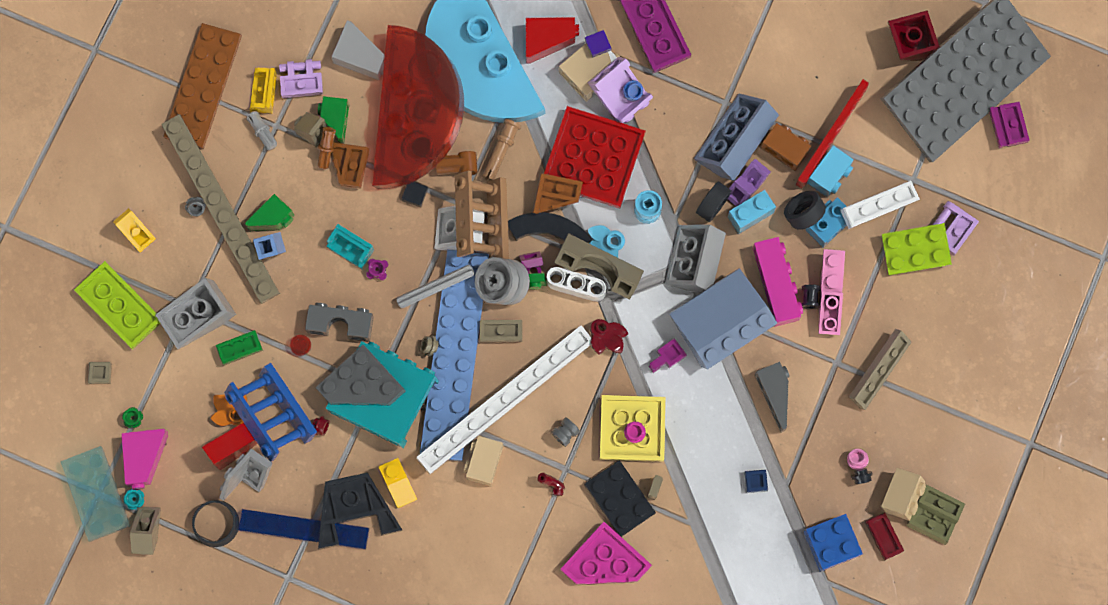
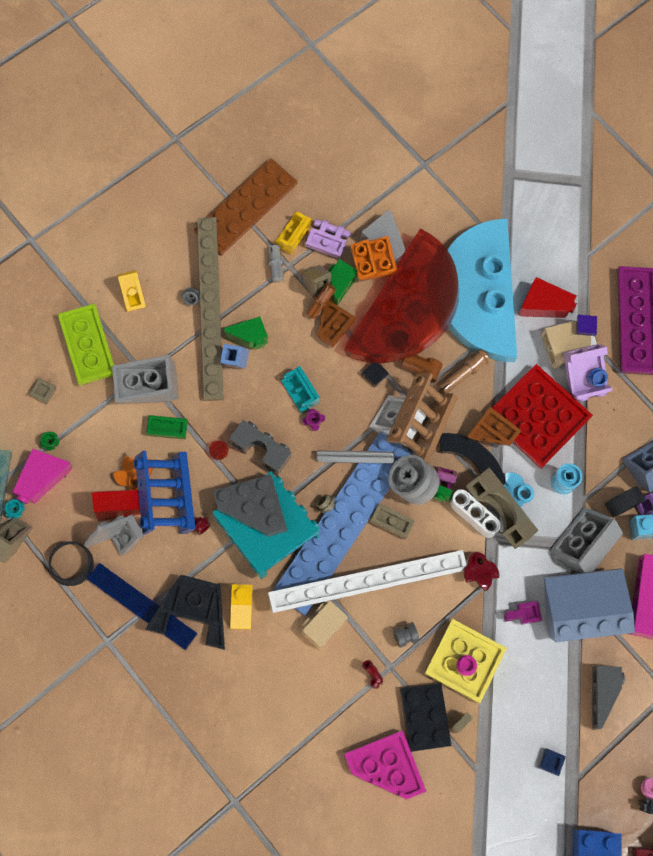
camera: 15 degrees right, 5 degrees down
(357, 78) = (374, 258): none -> orange slope

